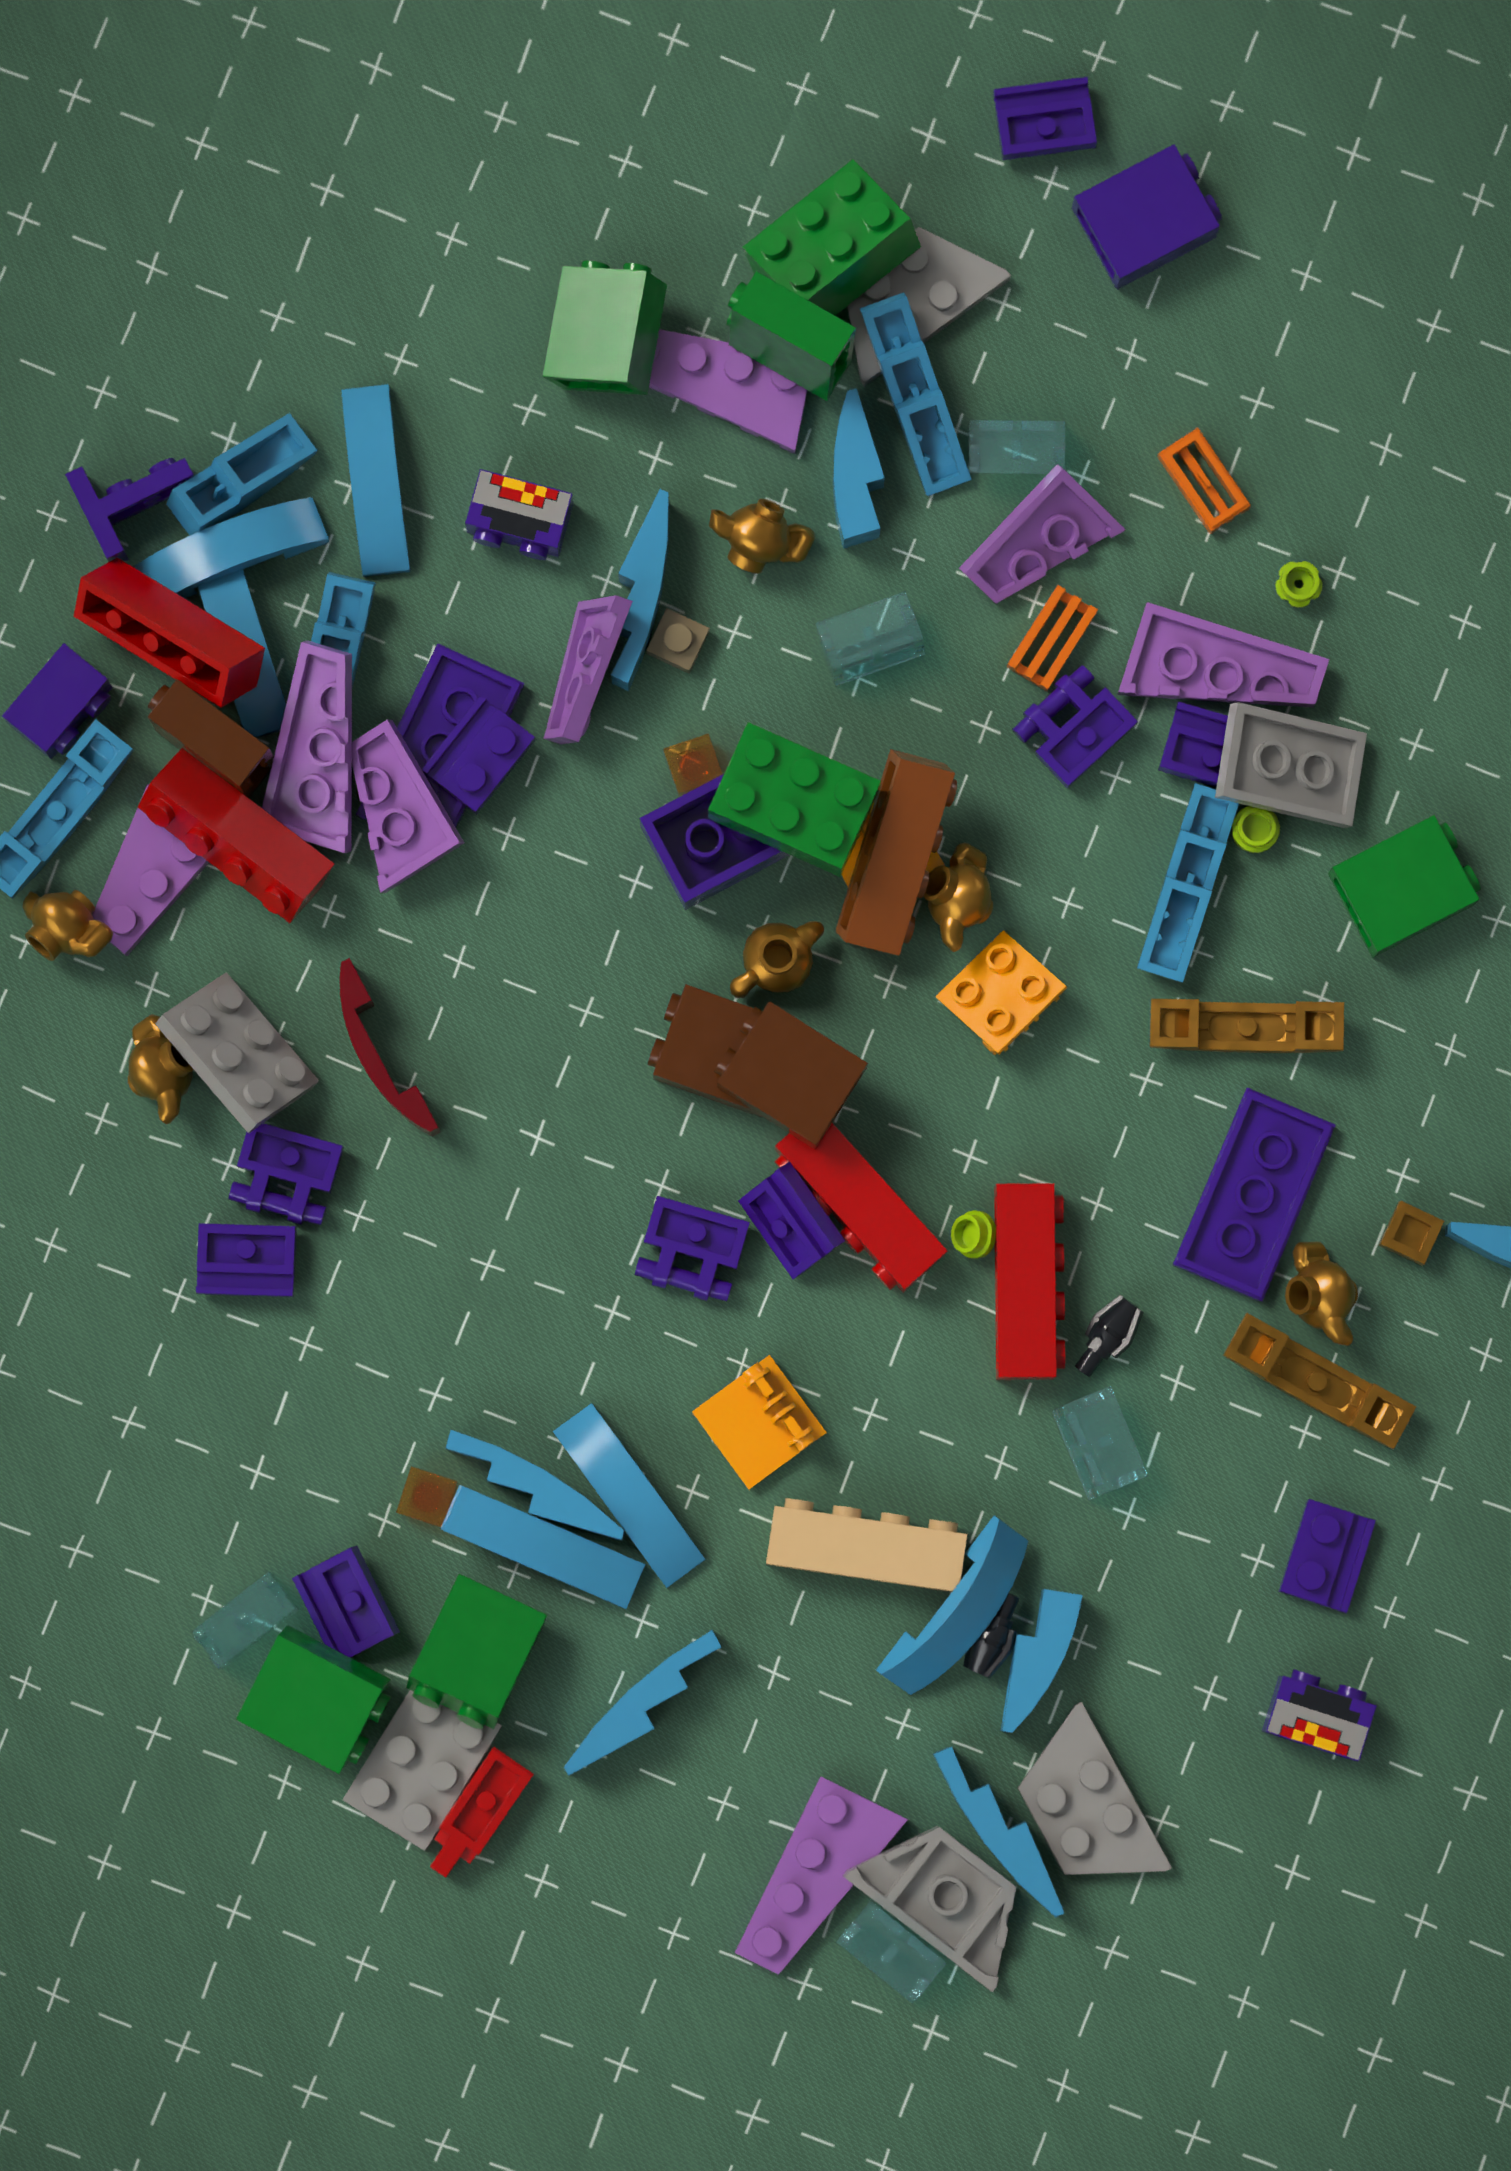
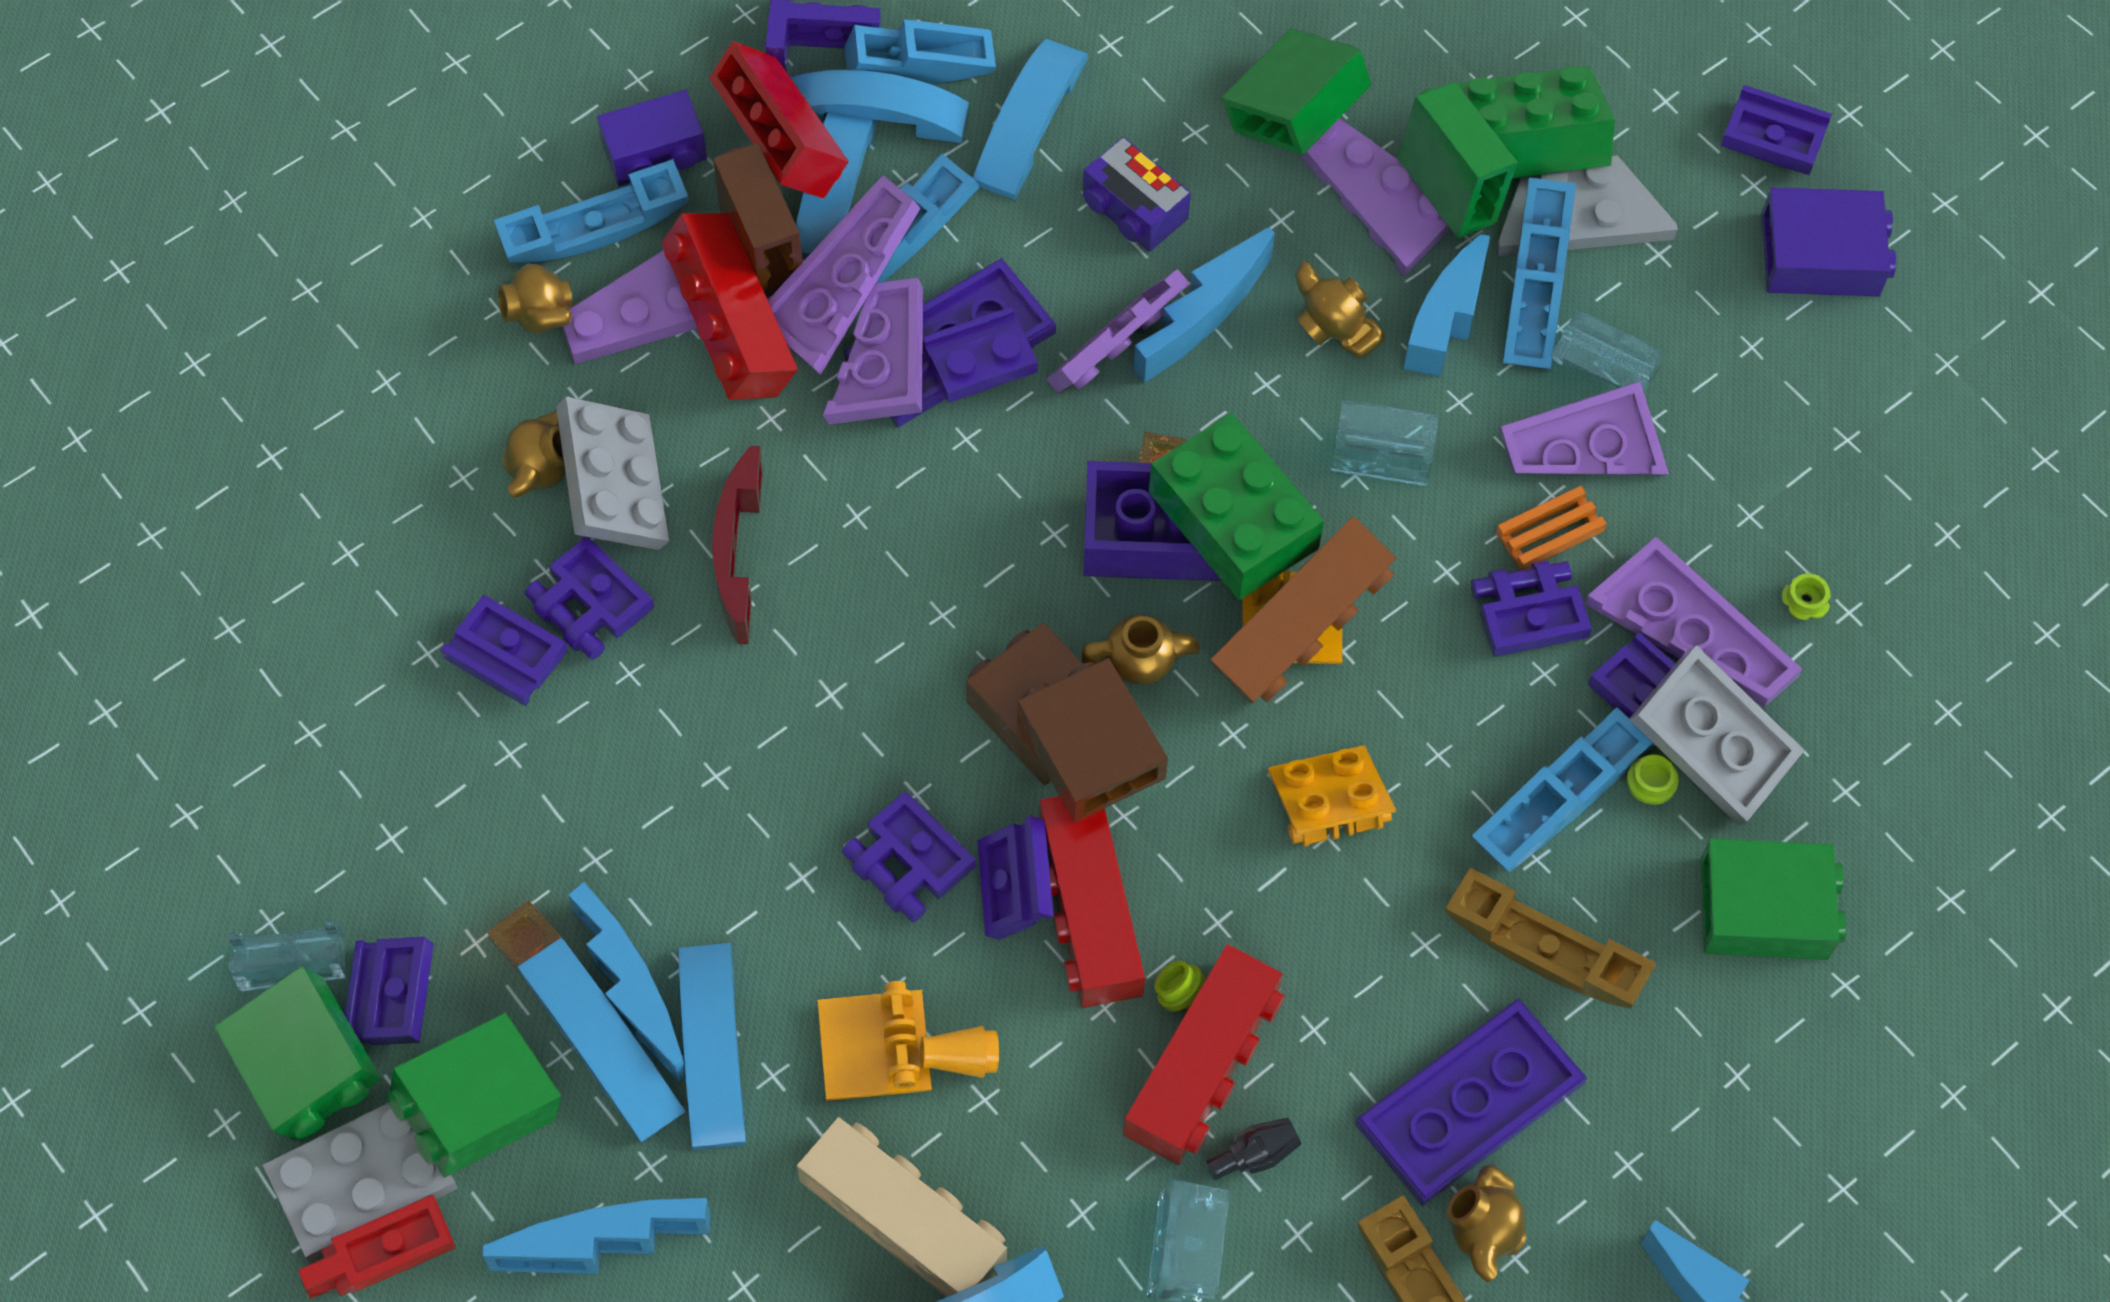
camera: 30 degrees right, 20 degrees down
(678, 640) = (1212, 362): dark tan plate -> none
(835, 1390) = (962, 1051): none -> light orange cone
(959, 894) = (1341, 684): pearl gold piece -> none
(1225, 514) = (1767, 508): orange tile -> none
(1411, 1233) = (1608, 1217): pearl gold plate -> none

